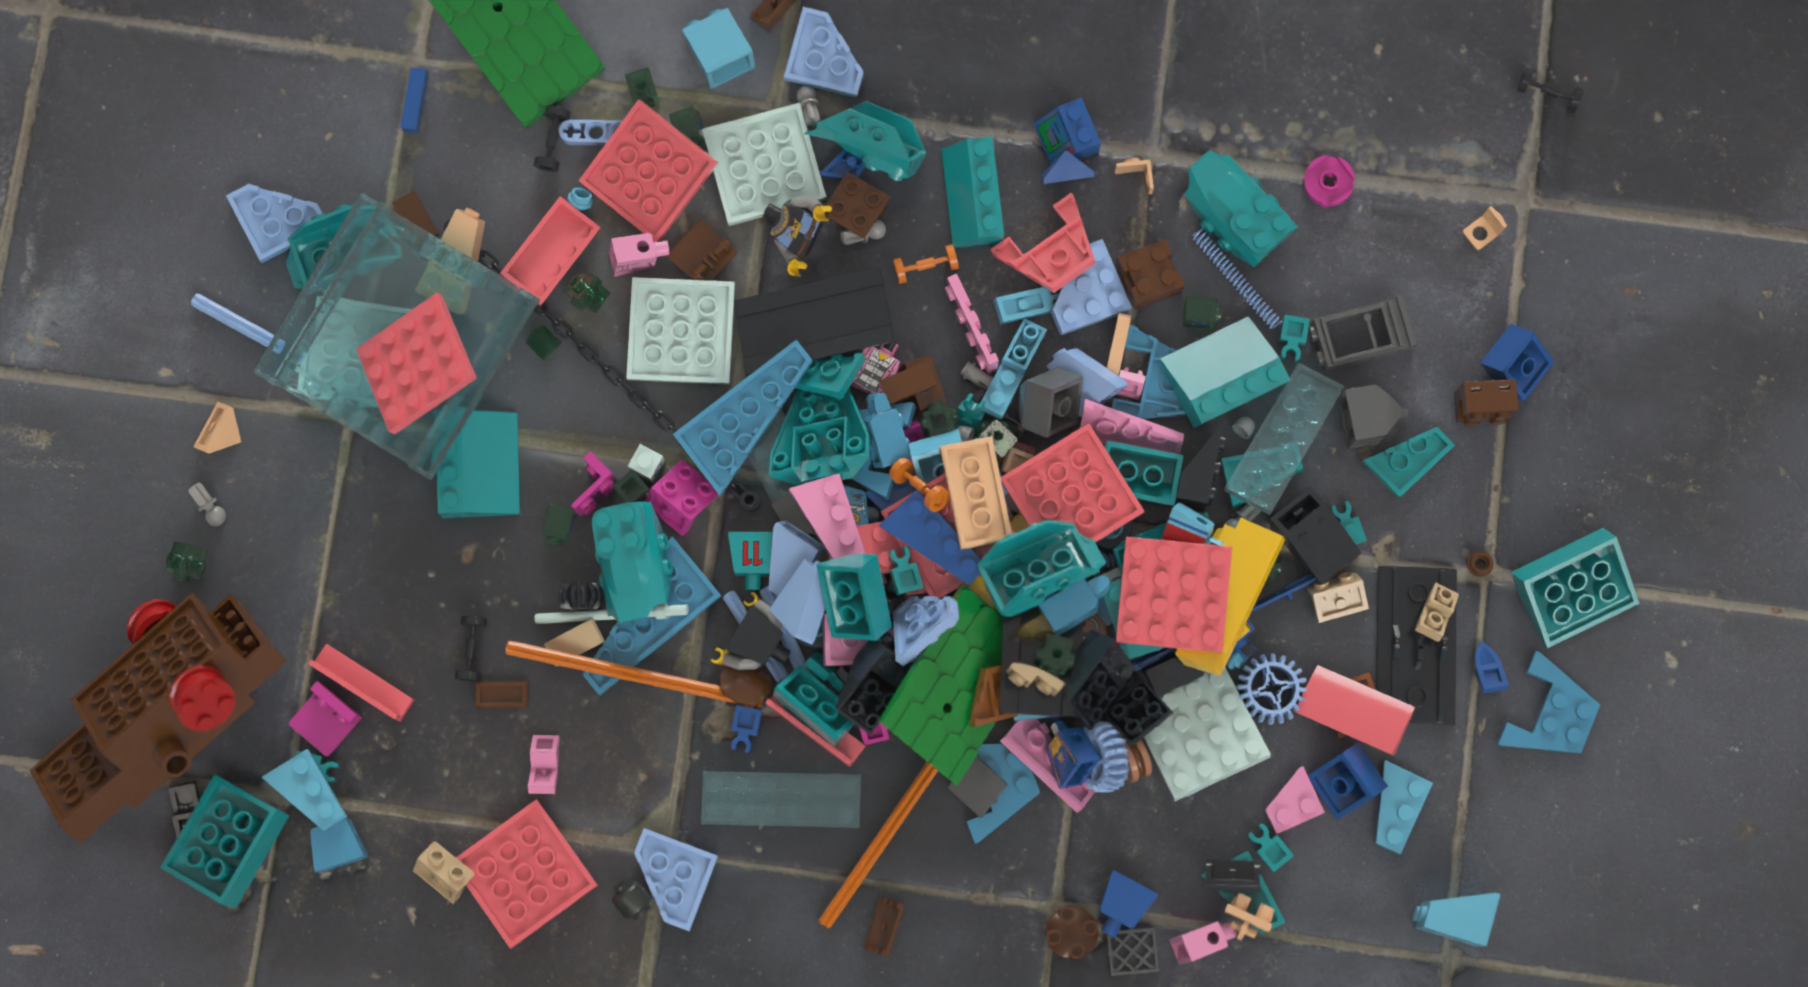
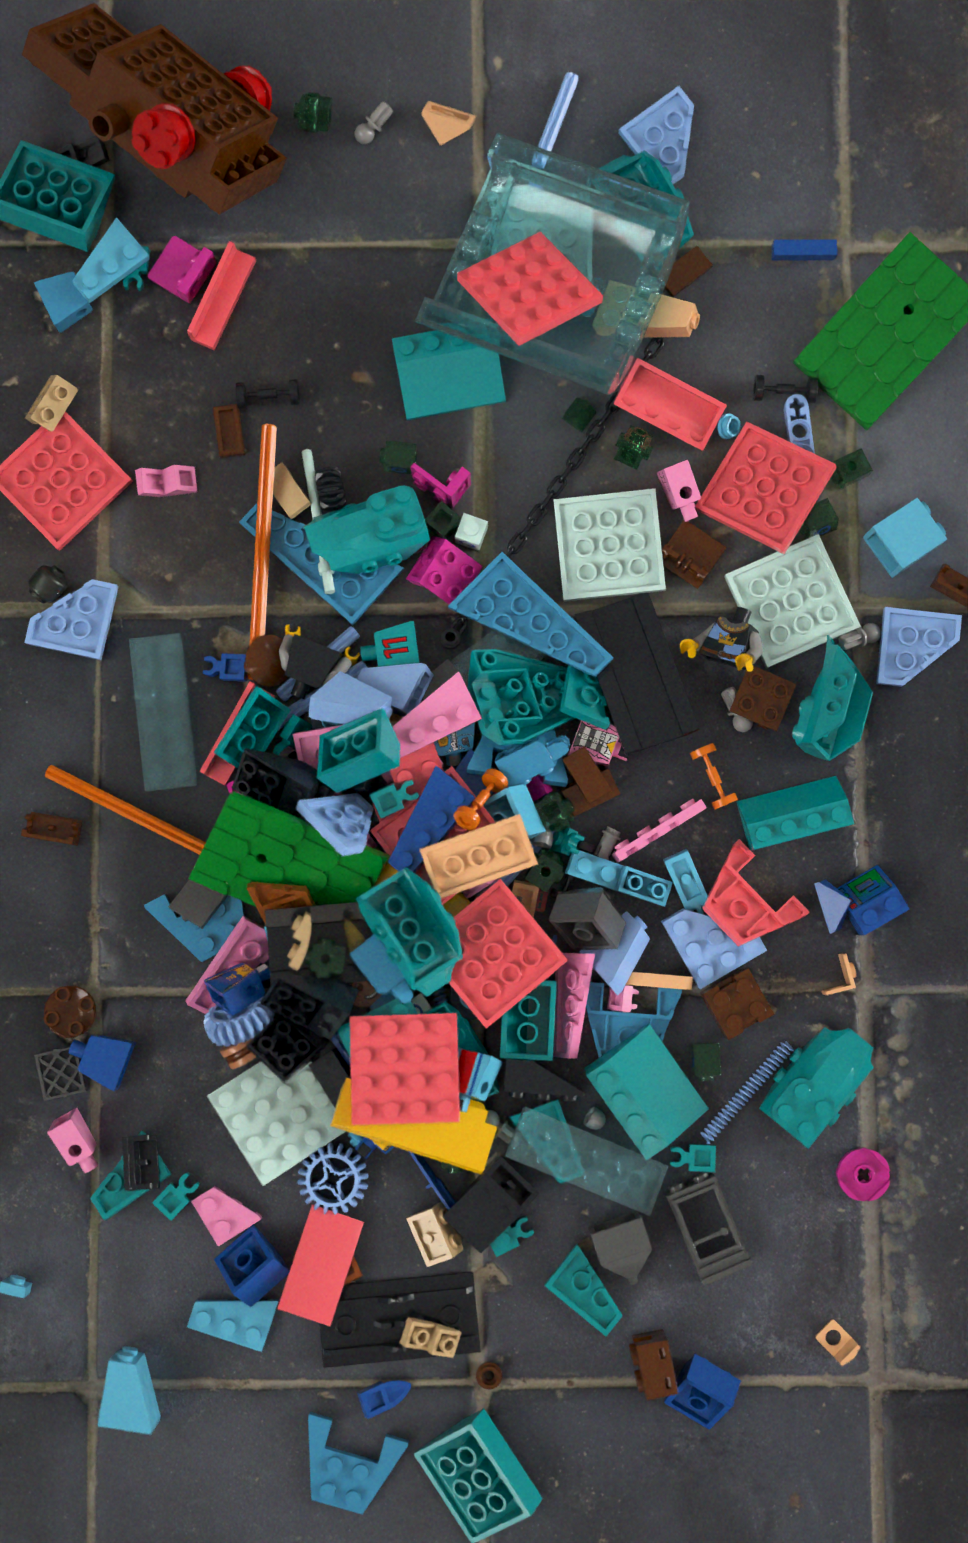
camera: 80 degrees right, 5 degrees up
(842, 164) = (802, 678): blue piece -> none
(1238, 910) = (100, 1195): light nougat hips -> none

